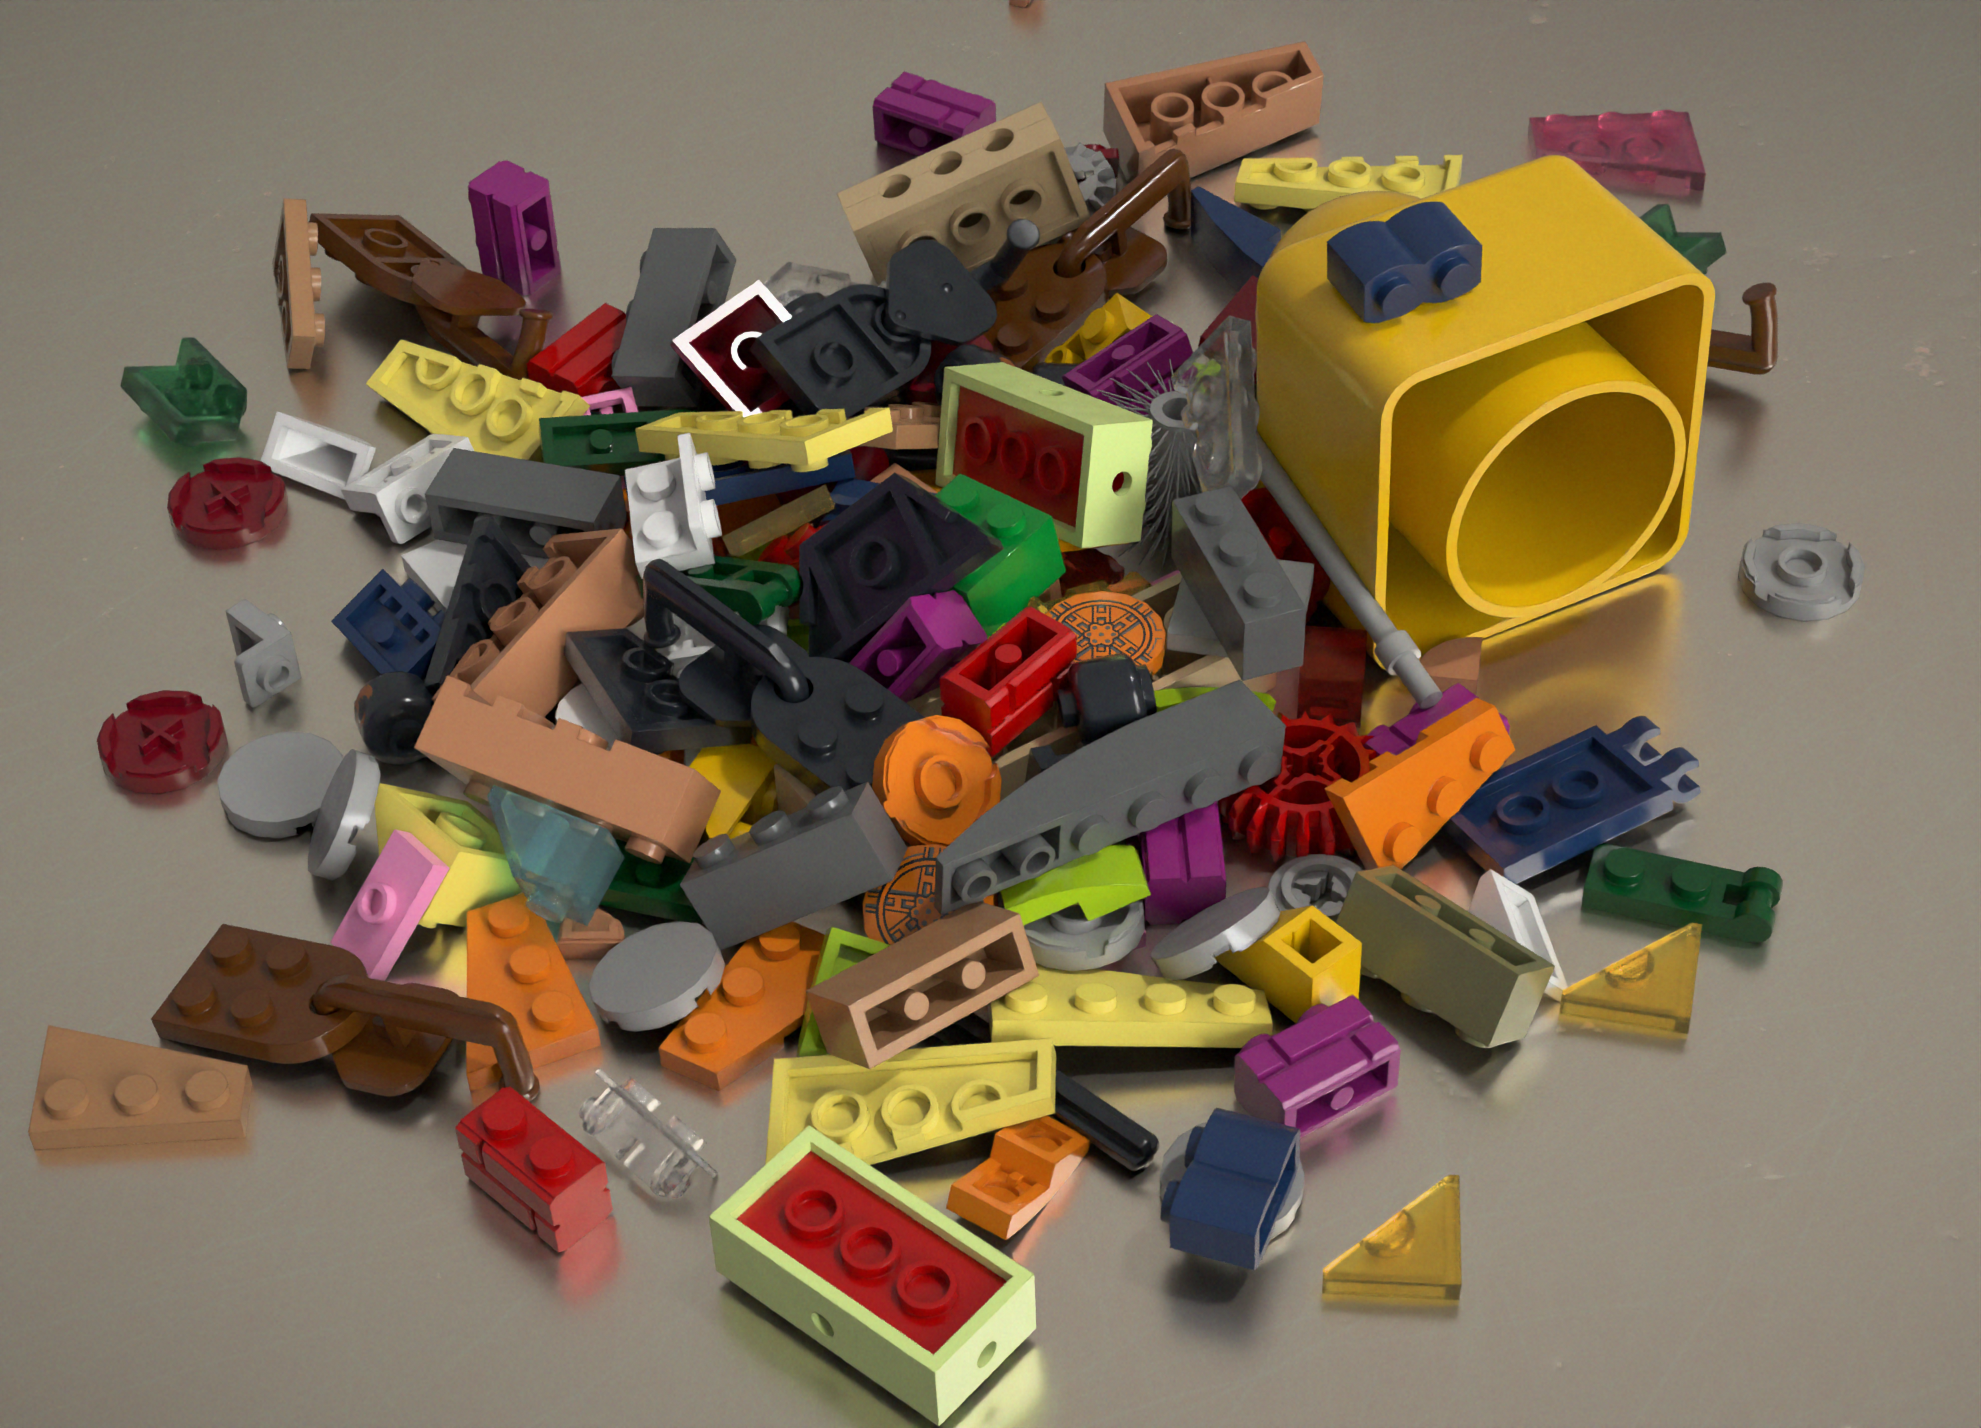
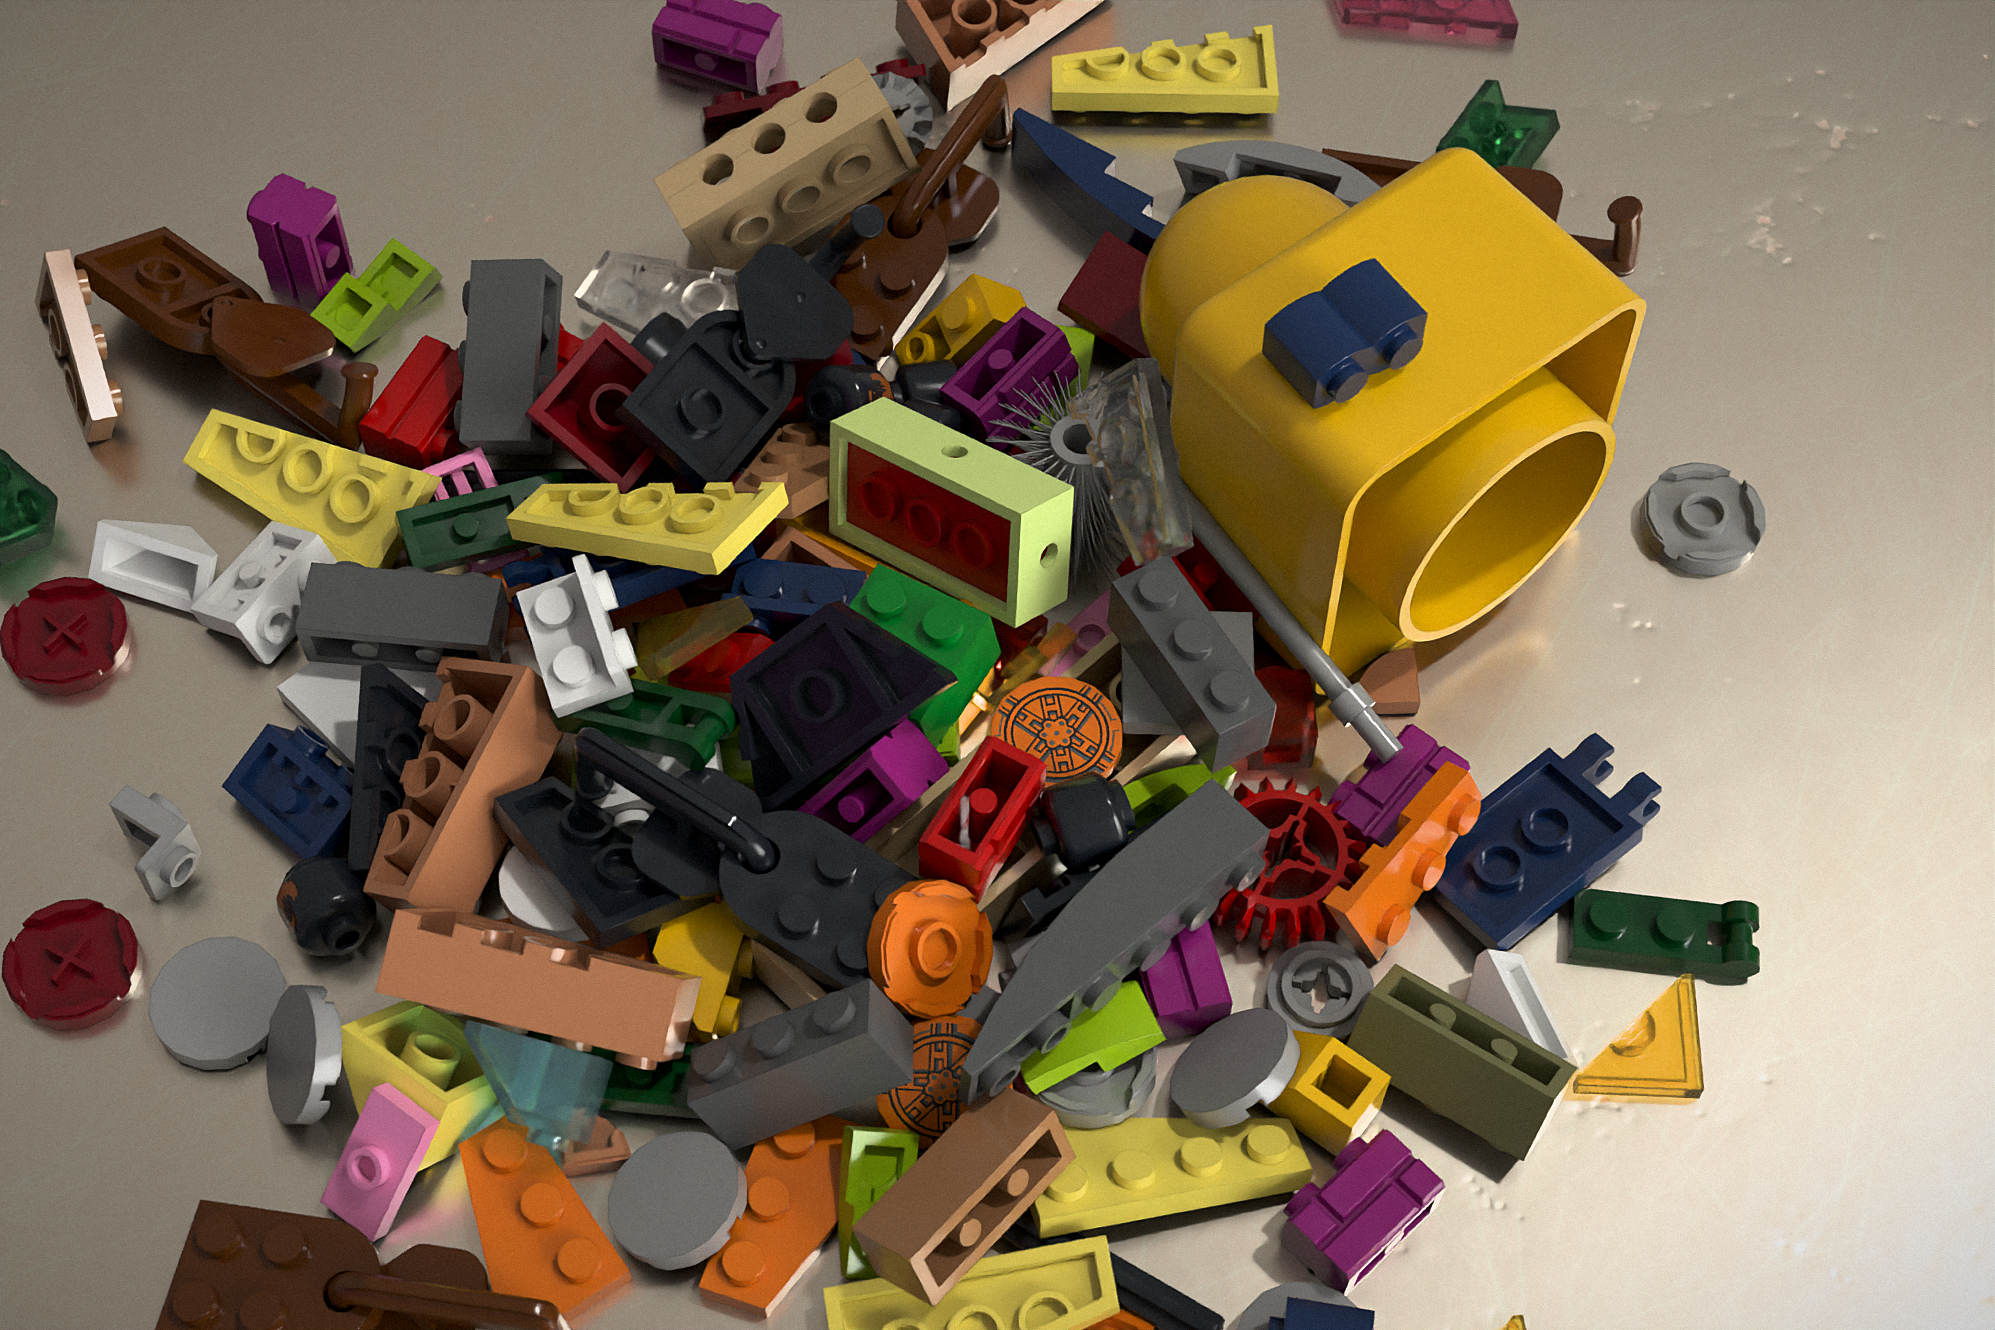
camera: 15 degrees left, 15 degrees up
(578, 286) = (382, 295): none -> lime slope

